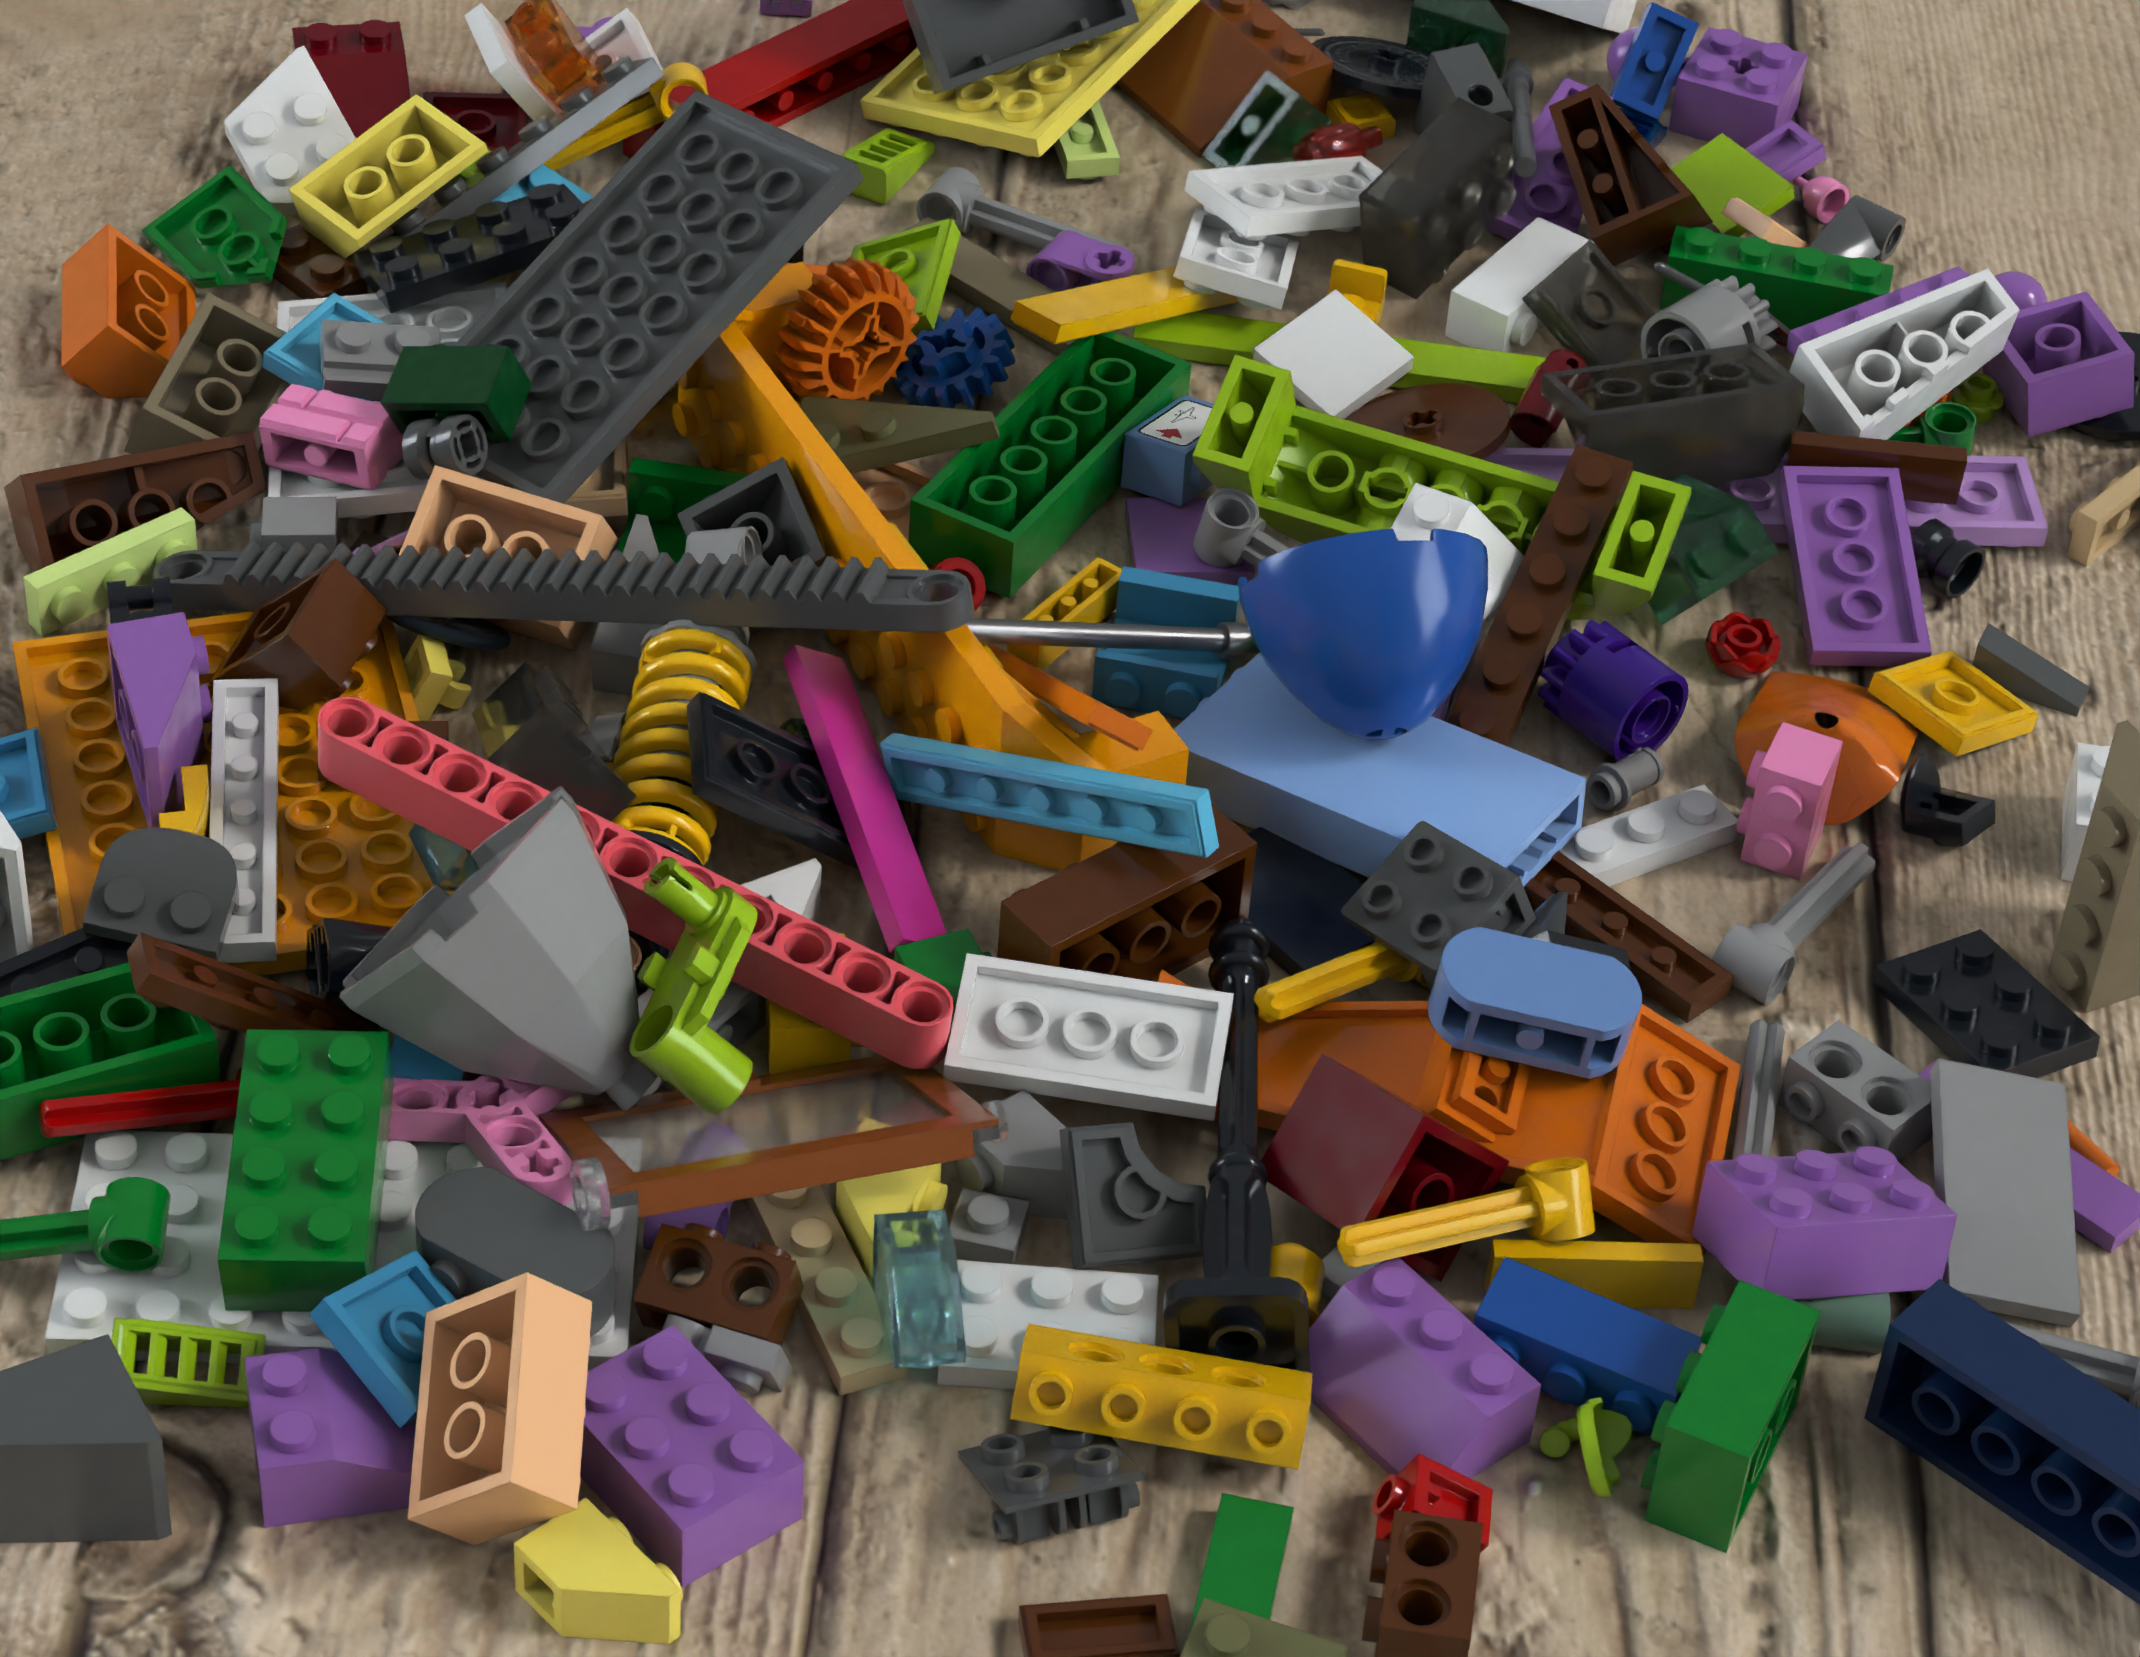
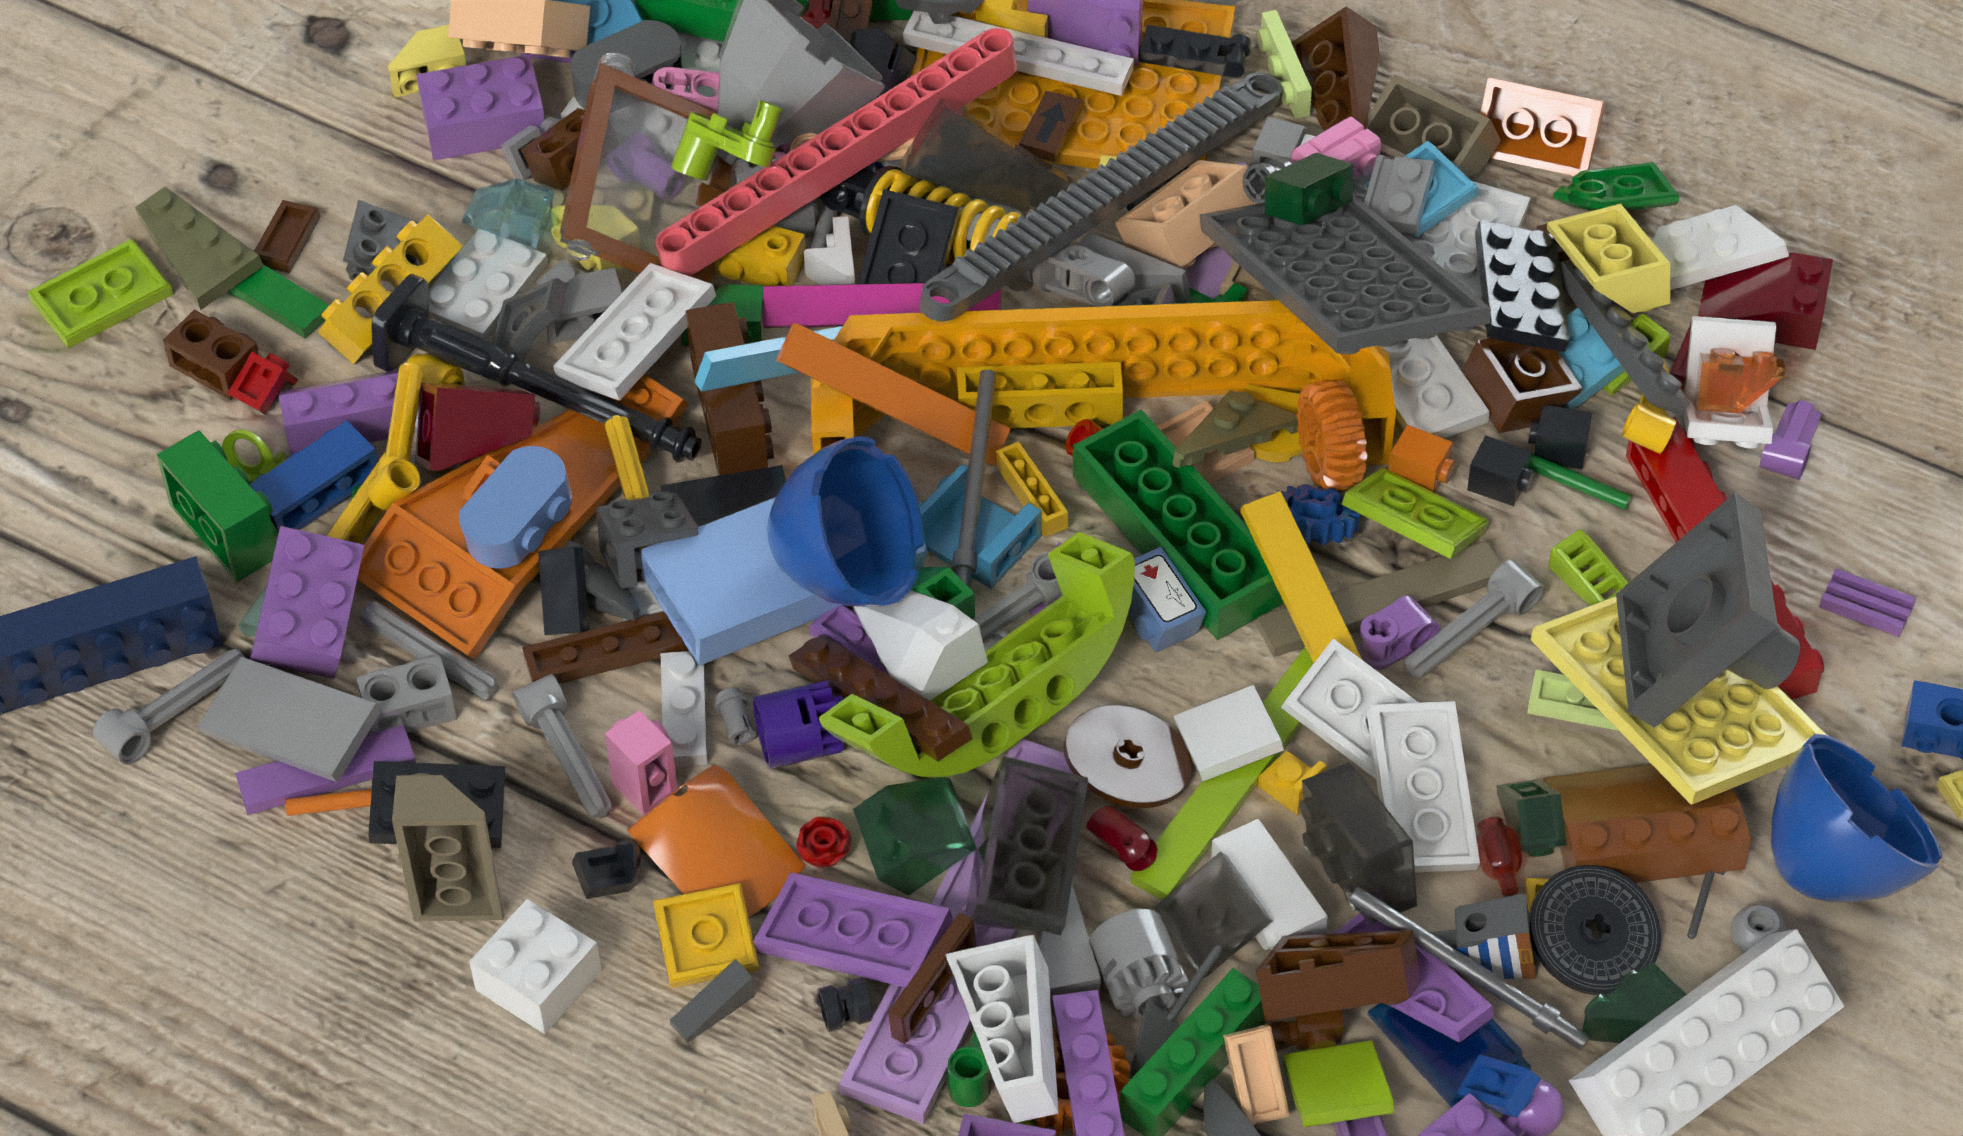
camera: 120 degrees right, 10 degrees up
(307, 637) = (1142, 100): reddish brown slope -> none

